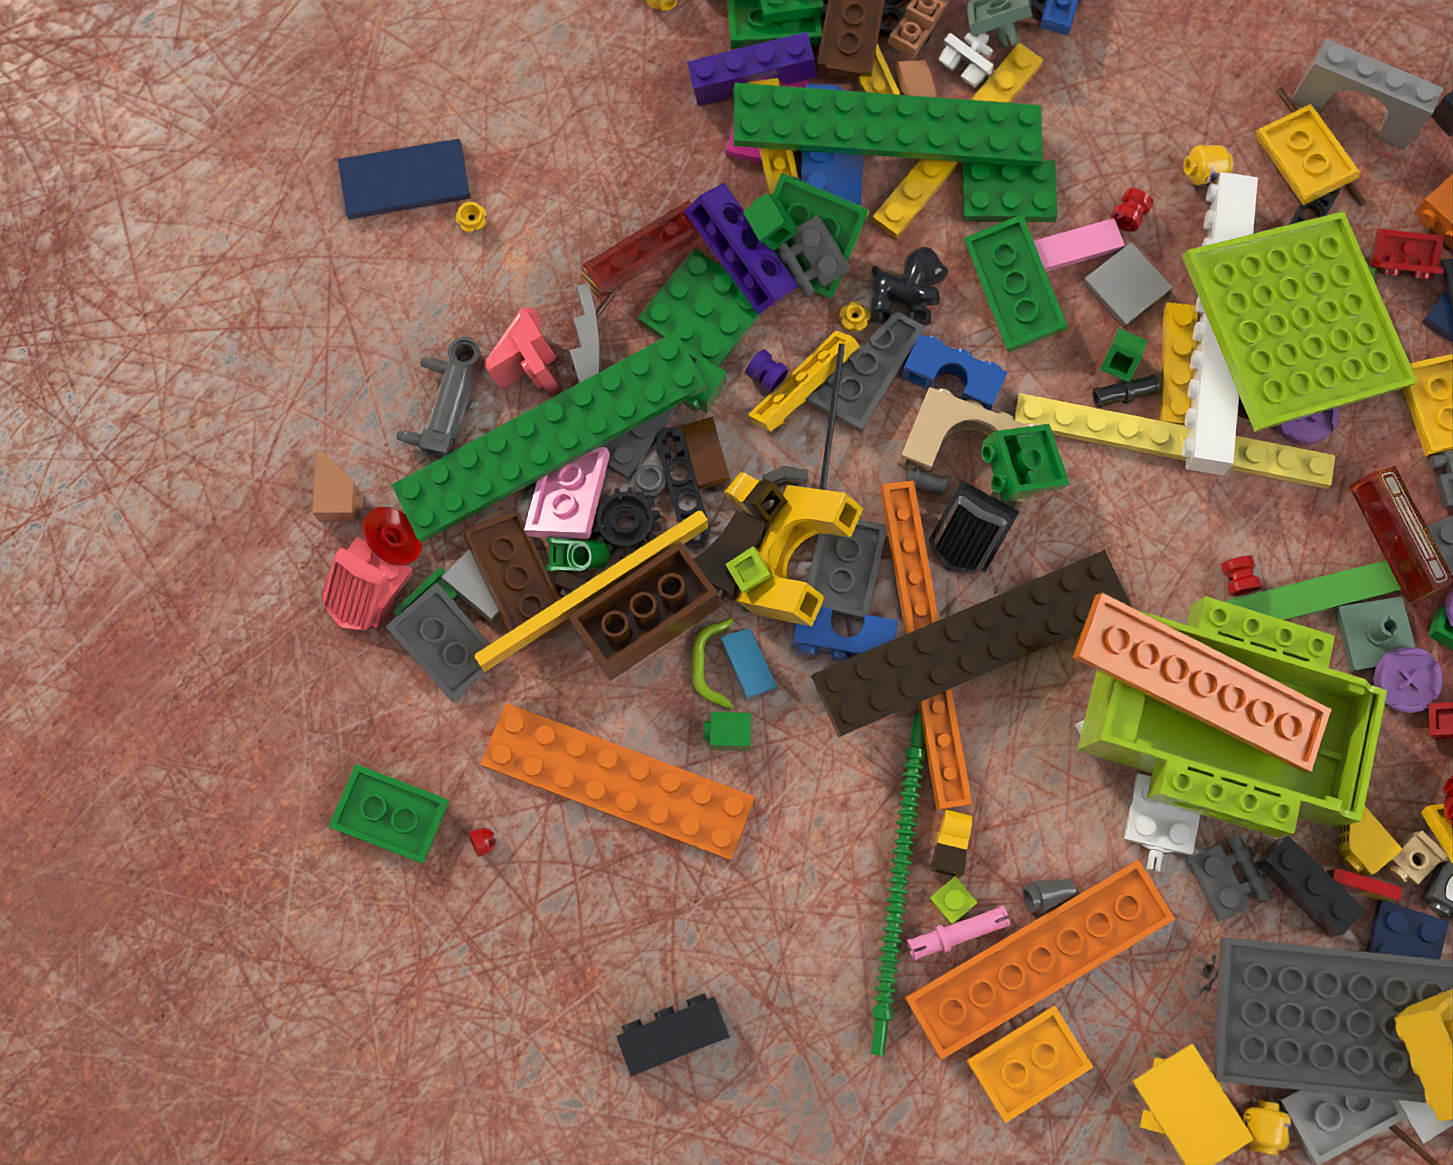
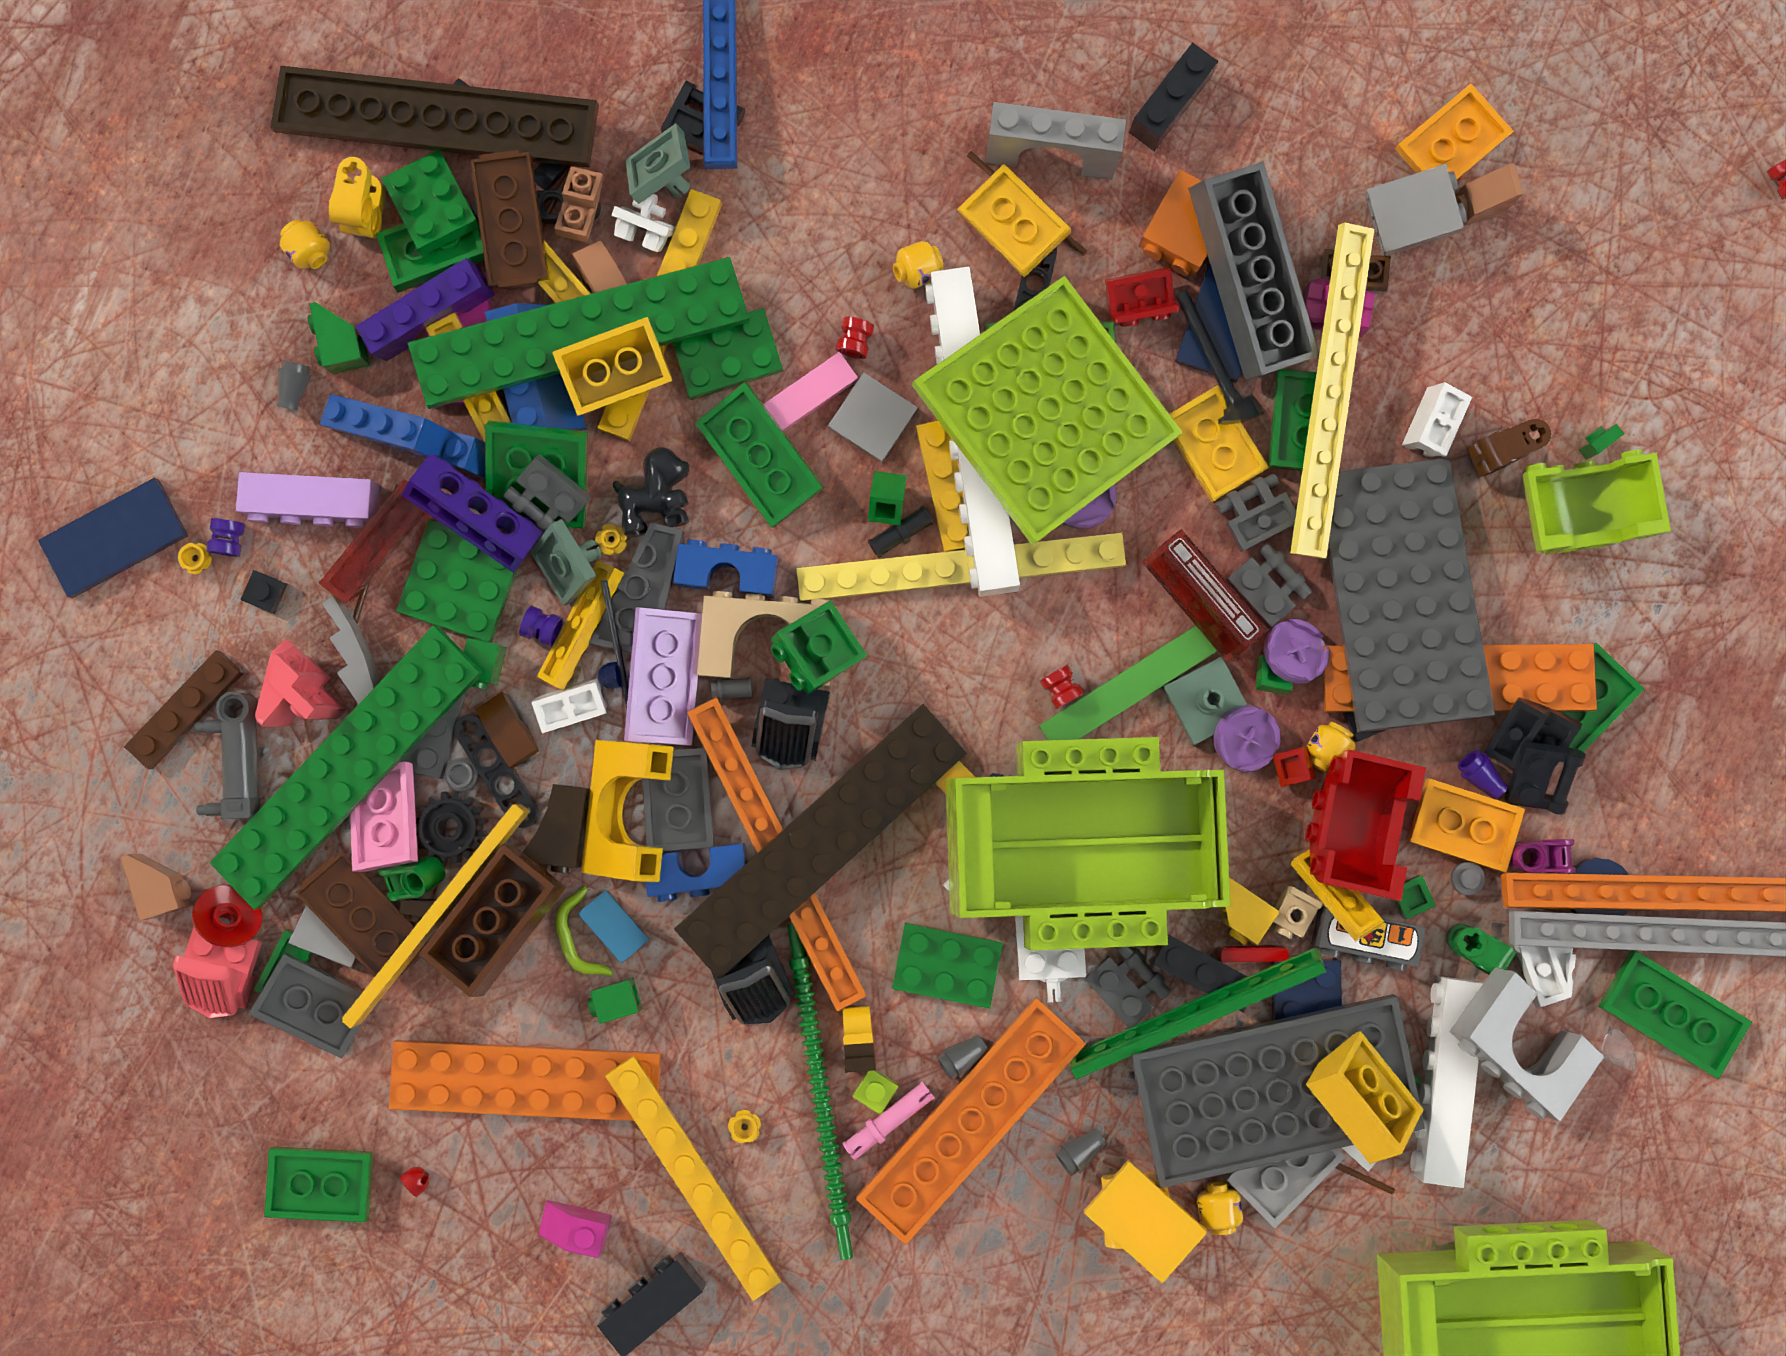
camera: 15 degrees left, 10 degrees up
(414, 344) = (183, 710): none -> reddish brown plate
(506, 207) = (228, 530): none -> dark purple wheel
(522, 265) = (263, 591): none -> black plate
(590, 196) = (307, 498): none -> lavender brick
(610, 96) = (291, 384): none -> dark grey cone
(620, 935) = (575, 1228): none -> dark pink slope
(664, 75) = (338, 342): none -> green slope
(694, 159) = (405, 433): none -> blue arch
(749, 570) = (581, 844): lime plate -> none
(751, 493) = (565, 761): dark brown leg -> none
(753, 926) = (693, 1177): none -> yellow plate
(770, 221) = (490, 479): green brick -> none
(772, 447) = (569, 705): none -> white hinge
(787, 473) = (593, 728): dark grey tile -> none
(808, 319) = (565, 562): none -> sand green tile
(816, 434) = (609, 675): none -> clear blue hinge
(819, 885) = (735, 1126): none -> yellow plate
(866, 760) = (756, 986): none -> black piece
(870, 444) = (663, 676): none -> lavender plate
(911, 160) = (612, 366): none -> yellow slope
(1029, 1064) = (988, 1220): light orange plate -> none
(1057, 803) = (947, 965): none -> green plate
(1139, 1025) = (1080, 1151): none -> dark grey cone
(1202, 682) = (1041, 827): plate -> none
(1301, 917) = (1198, 1012): none -> green tile

